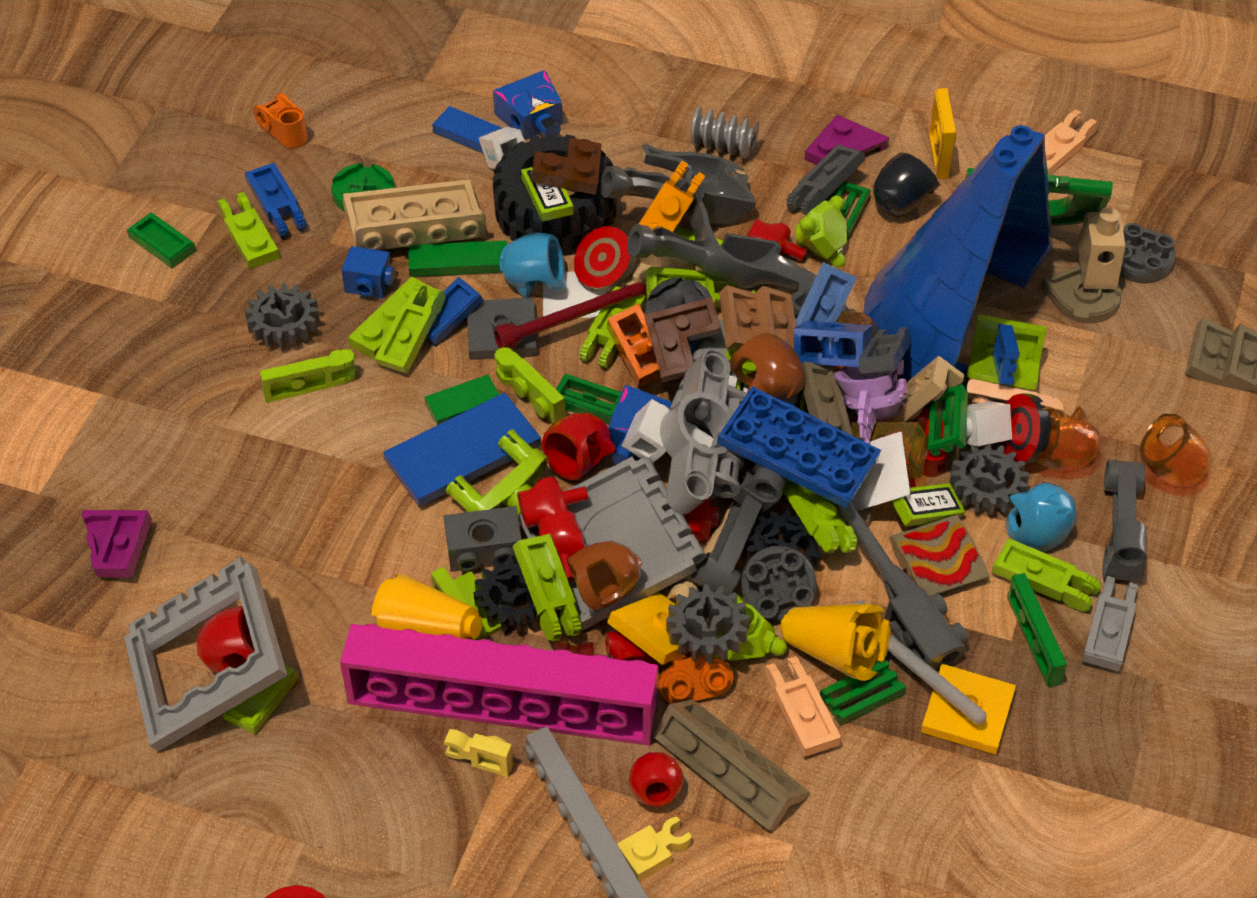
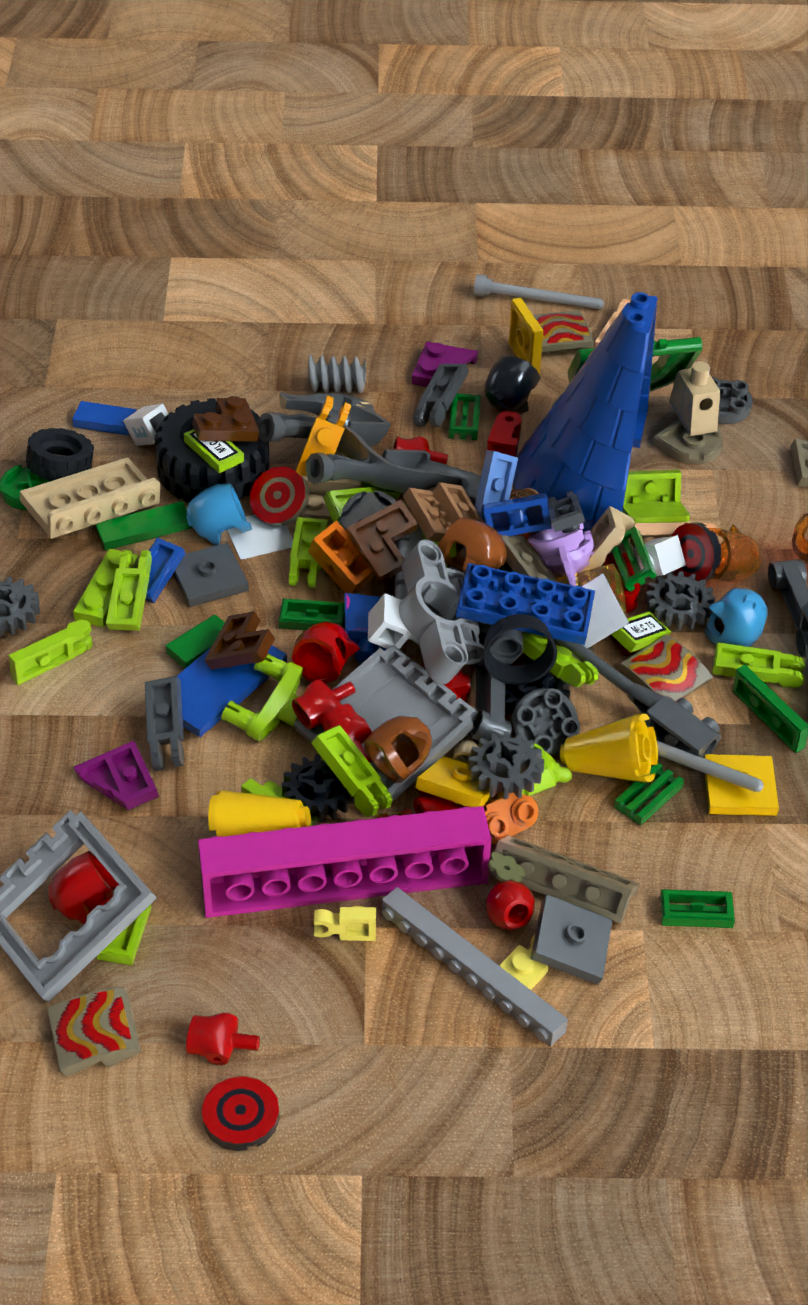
camera: 20 degrees left, 5 degrees down
(186, 794) = (93, 1030): none -> slope
(301, 837) = (217, 1037): none -> red piece
(323, 528) = (120, 776): none -> magenta wing
(367, 272) = (68, 553): blue brick -> none
(385, 481) = (164, 720): none -> dark grey hinge
(402, 146) = (51, 441): none -> black tyre
(481, 538) = (271, 748): dark grey brick -> none
(491, 414) = (239, 642): none -> reddish brown plate
(510, 335) = (223, 576): dark red piece -> none
(529, 384) = (279, 621): lime hinge -> none
(530, 105) = (155, 383): blue torso -> none
(665, 737) = (505, 867): none -> olive plant
(706, 835) = (571, 939): none -> plate
(763, 520) = (523, 673): none -> black tyre
(803, 708) = (605, 817): light nougat hinge -> none
(825, 231) = (458, 435): lime rock -> none
(858, 843) = (697, 913): none -> green tile
(873, 243) = (505, 433): none -> red leg
(928, 63) = (485, 286): none -> light grey piece
(982, 129) = (564, 331): none -> slope
(1005, 359) = (658, 491): blue tile -> none

